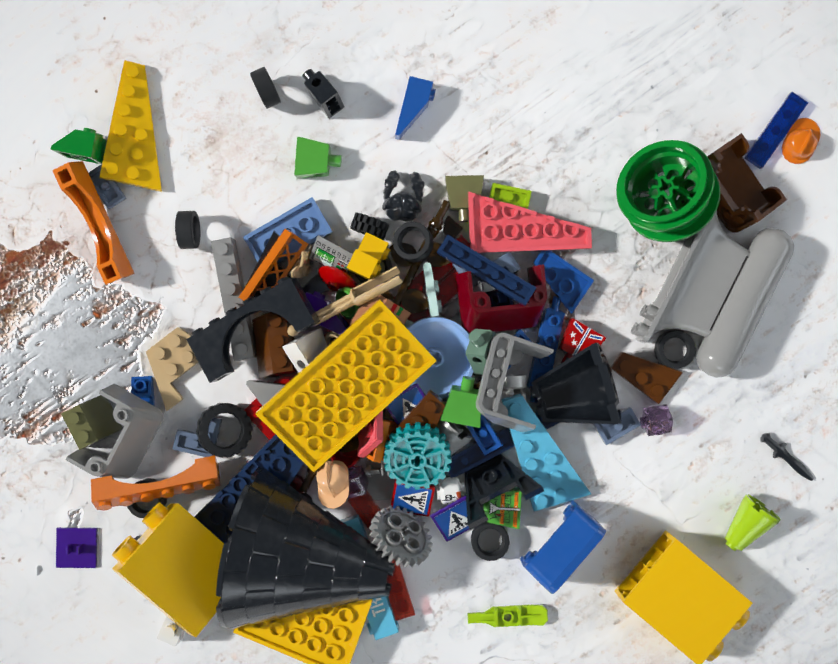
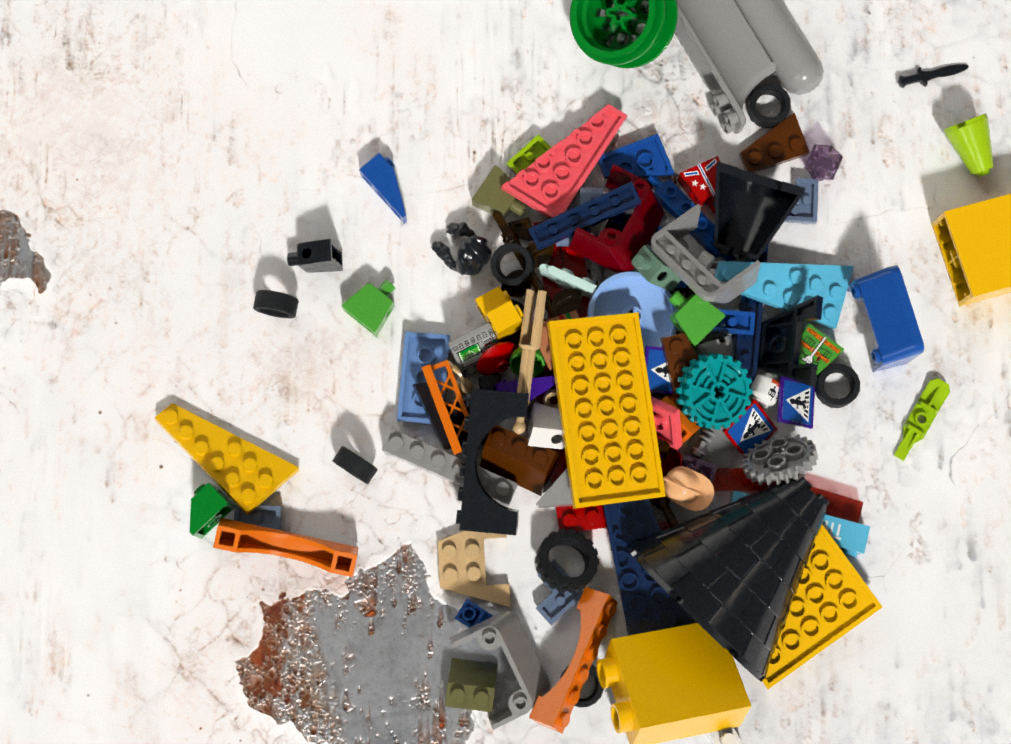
camera: 60 degrees left, 10 degrees down
(364, 223) = (464, 299): black tyre -> none

